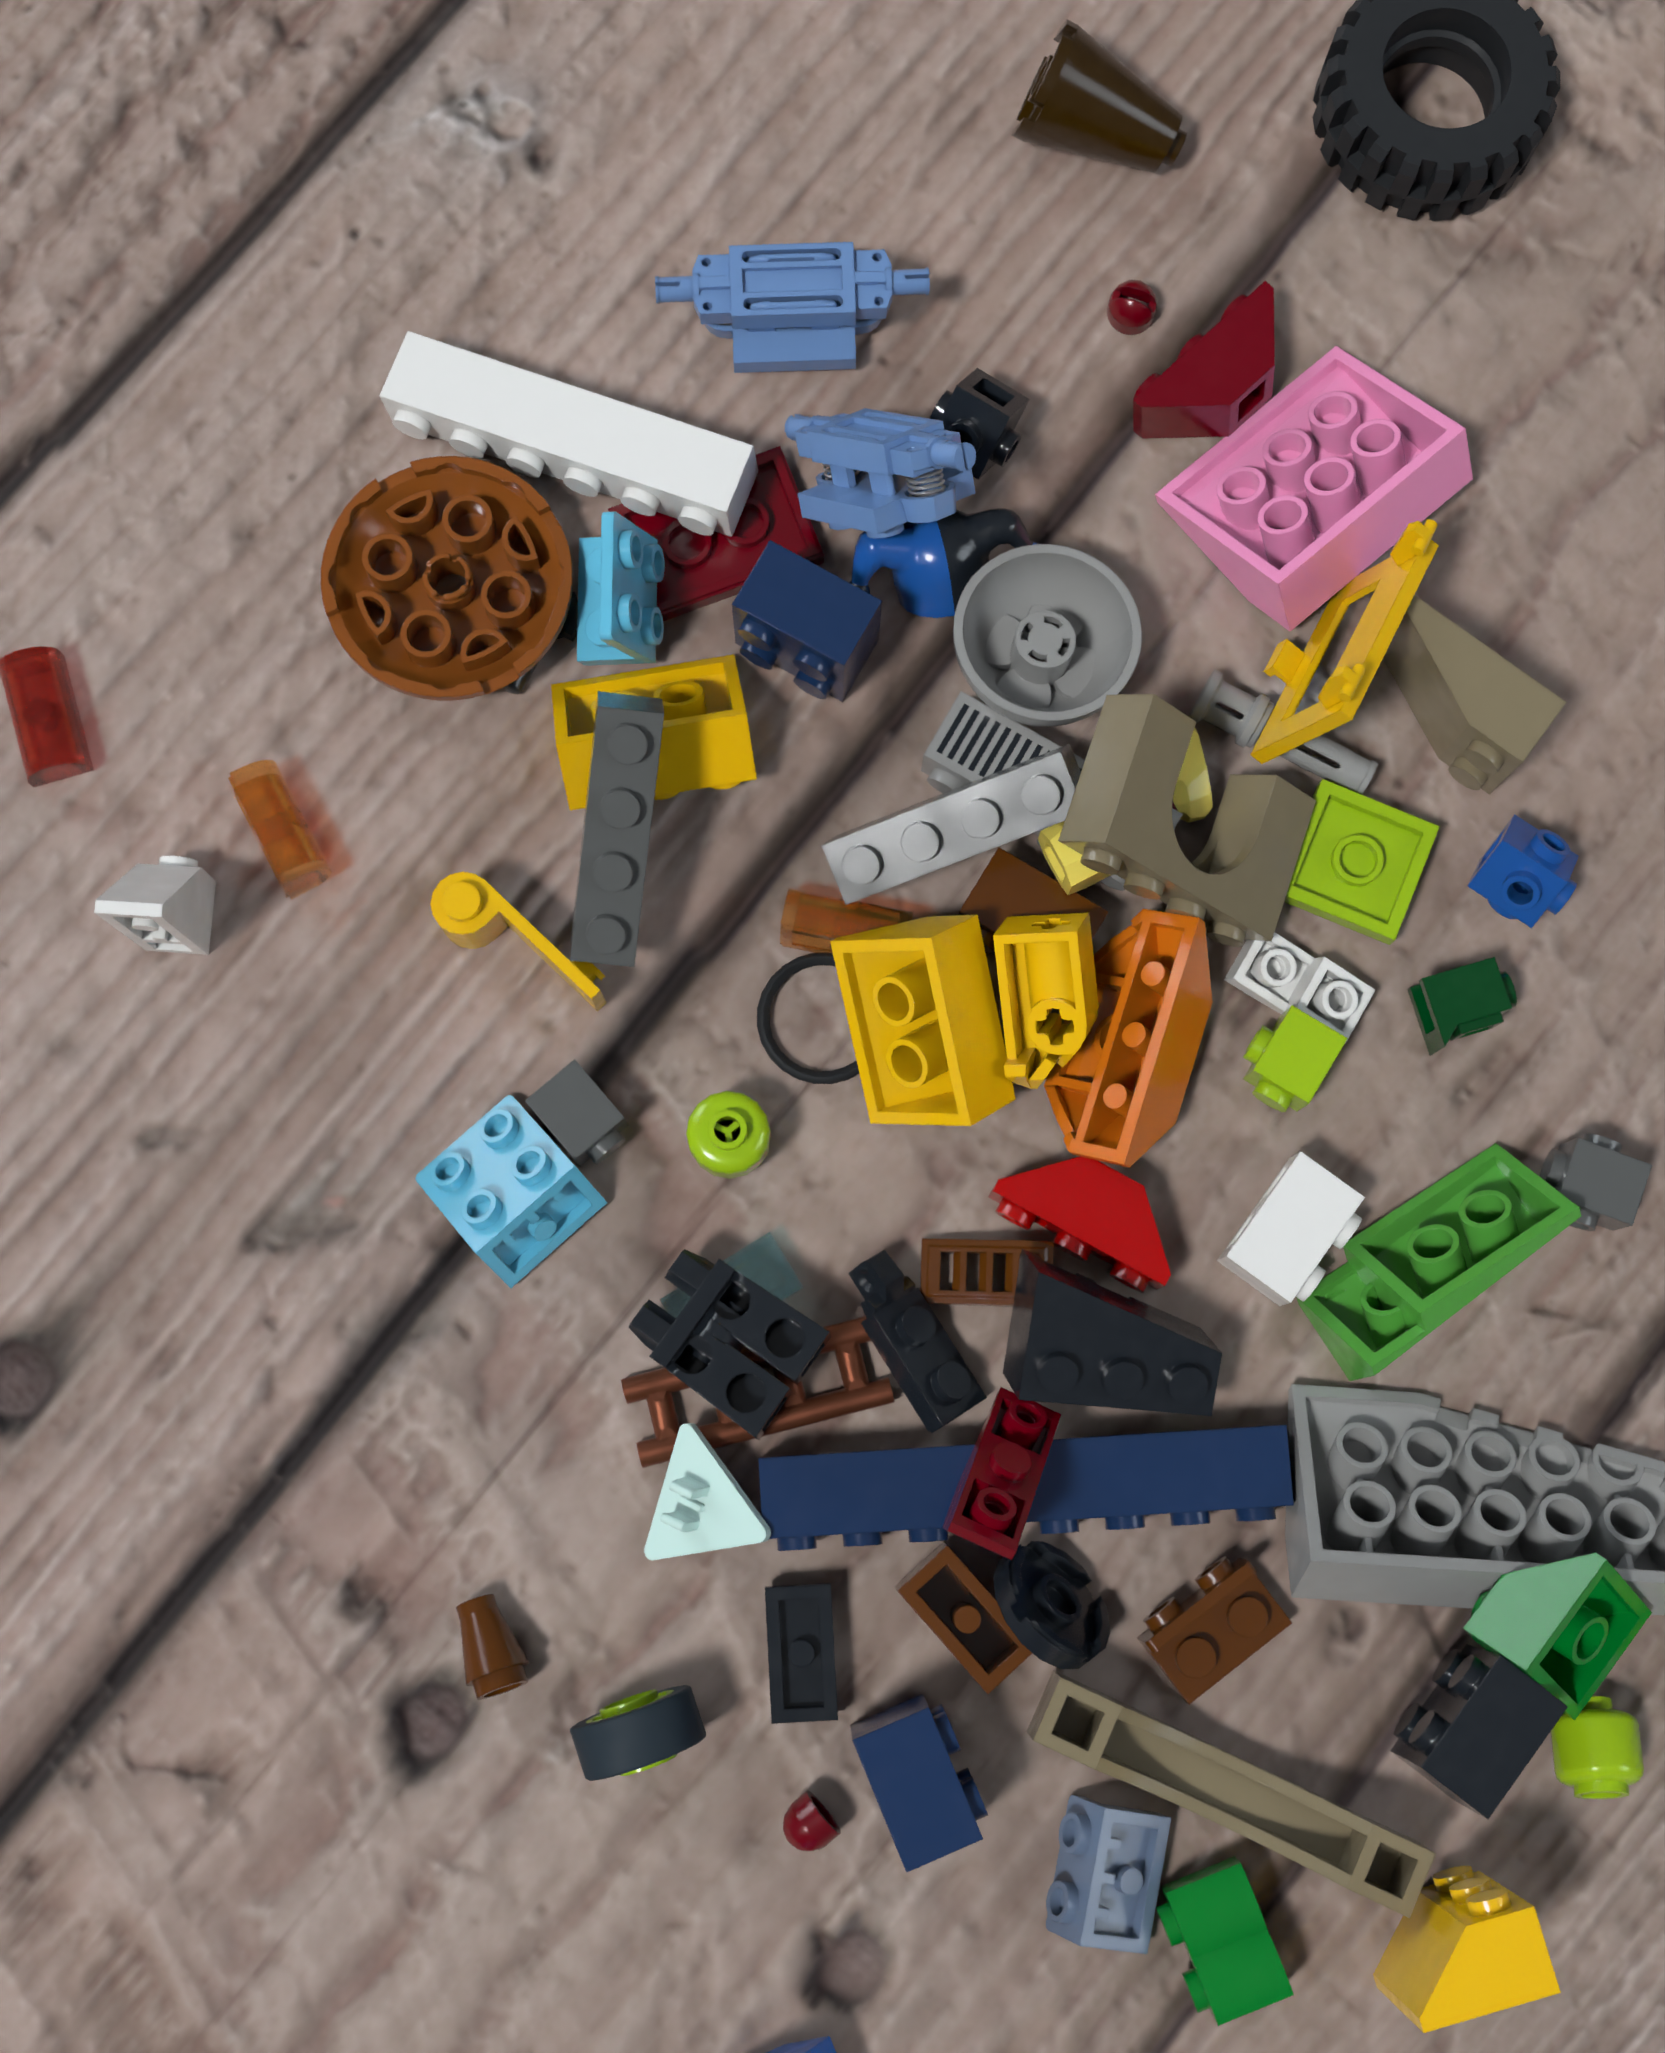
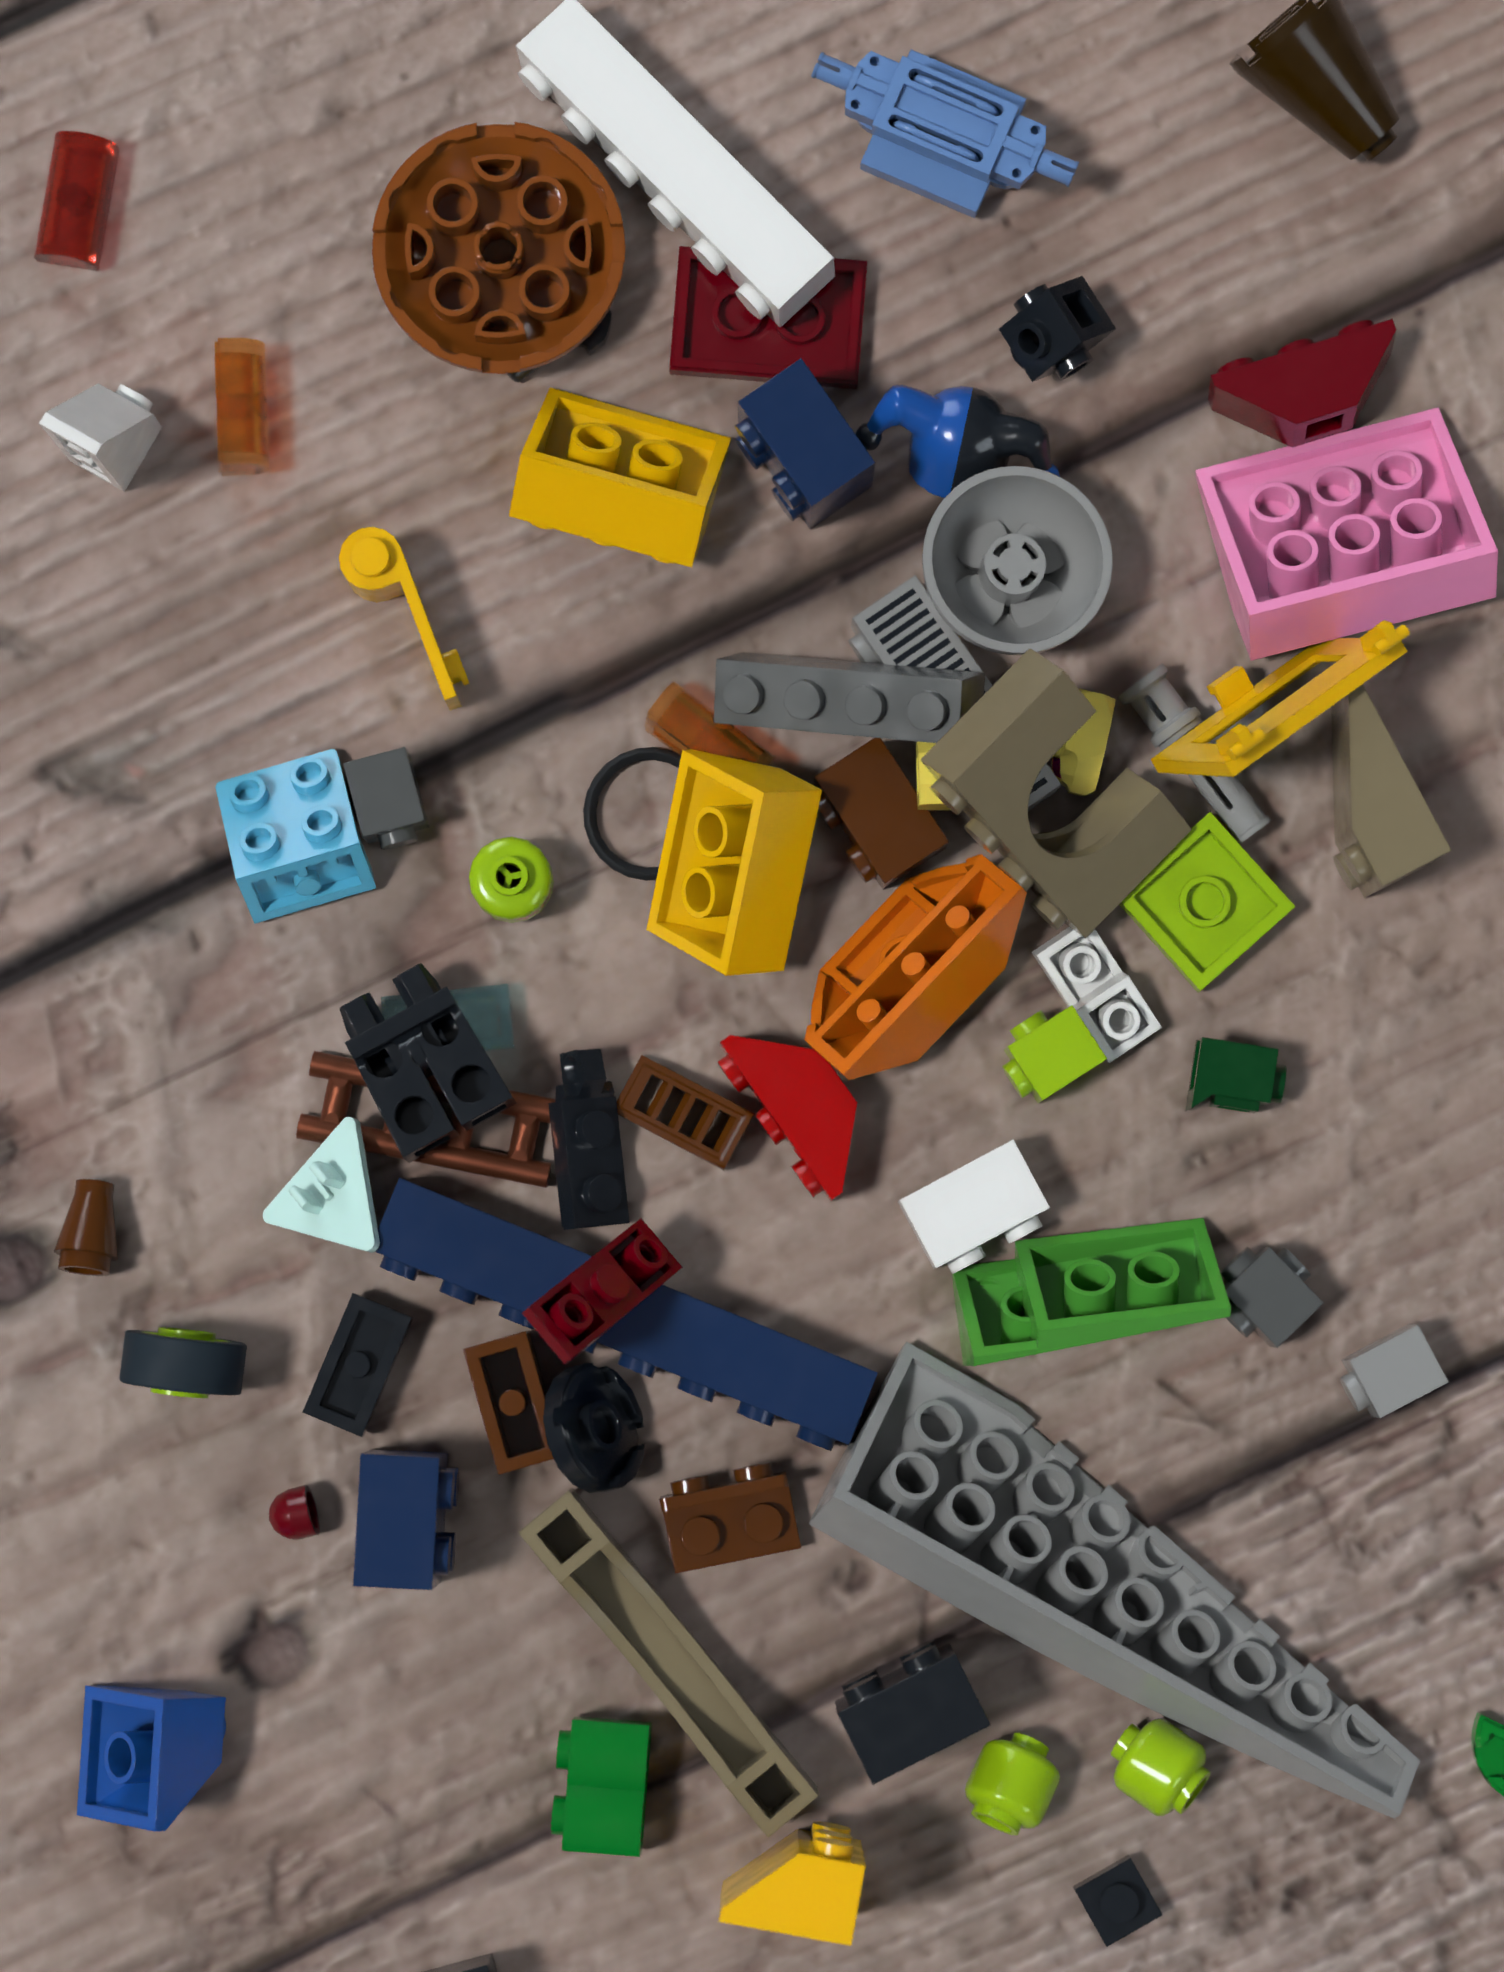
camera: 30 degrees right, 5 degrees up
(616, 828) = (538, 556): dark grey brick -> none
(619, 595) = (648, 337): medium azure bracket -> none
(881, 470) = (937, 335): medium blue piece -> none
(1042, 967) = (852, 886): yellow piece -> none
(1103, 1349) = (749, 1228): black wedge -> none
(1107, 1875) = (532, 1682): sand blue bracket -> none
(1128, 314) = (1256, 288): dark red hinge -> none
(1525, 872) = (1351, 986): blue brick -> none
(1560, 1624) = (1027, 1660): green slope -> none

